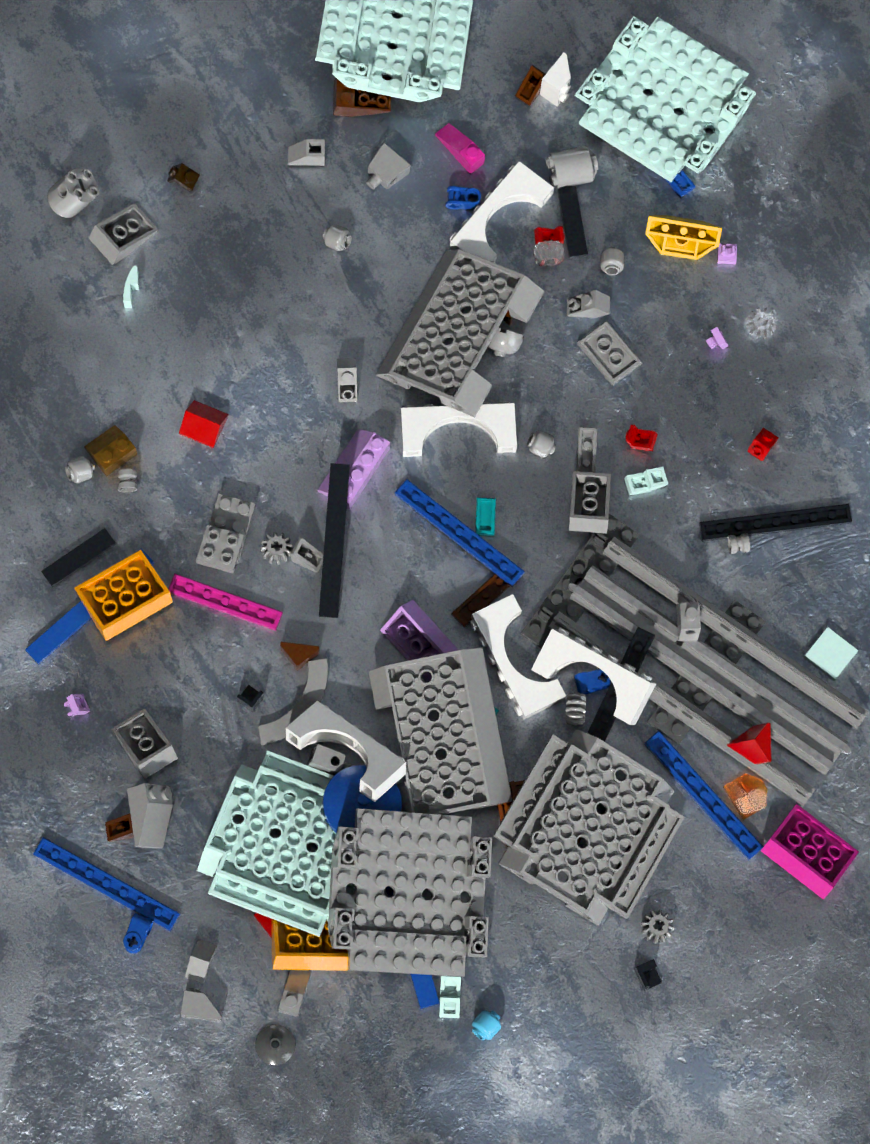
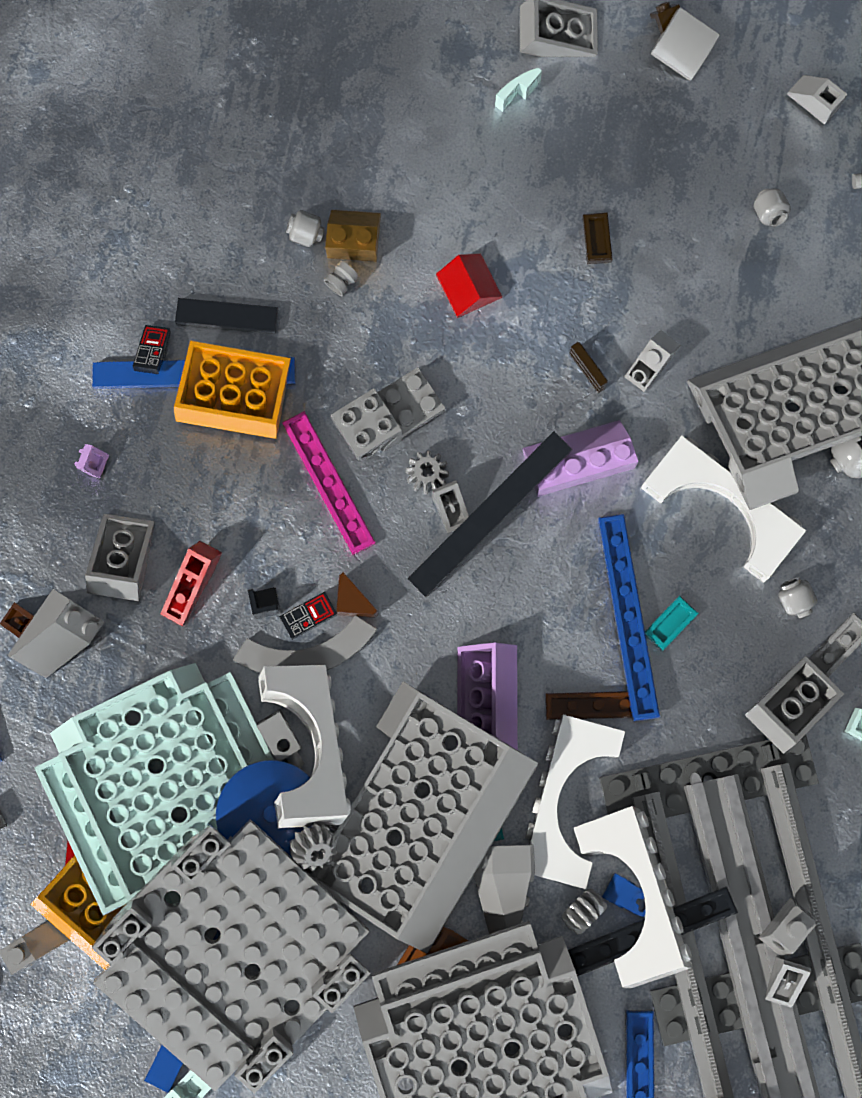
camera: 50 degrees right, 5 degrees up
(53, 612) = (151, 349): none -> black tile
(198, 723) = (190, 581): none -> red slope
(205, 183) = (685, 44): none -> light grey slope
(253, 336) = (597, 238): none -> dark brown tile
(281, 684) = (308, 615): none -> black tile
(314, 413) = (588, 367): none -> dark brown tile
(402, 795) = (313, 846): none -> light grey gear
(520, 731) = (504, 884): none -> light grey wedge
(711, 648) = (786, 982): none -> light grey slope

